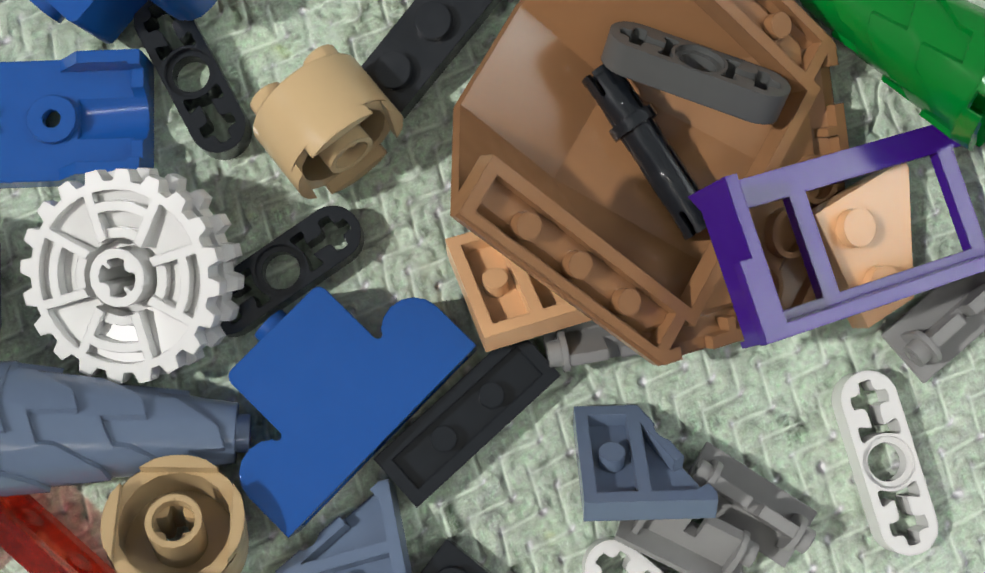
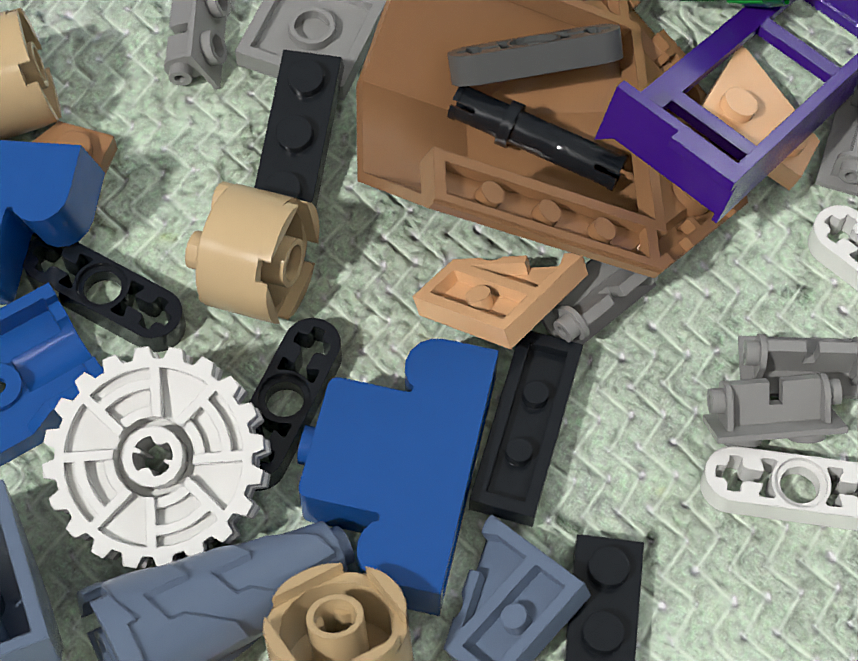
camera: 30 degrees left, 20 degrees down
(633, 470) = (694, 376): sand blue wing -> none

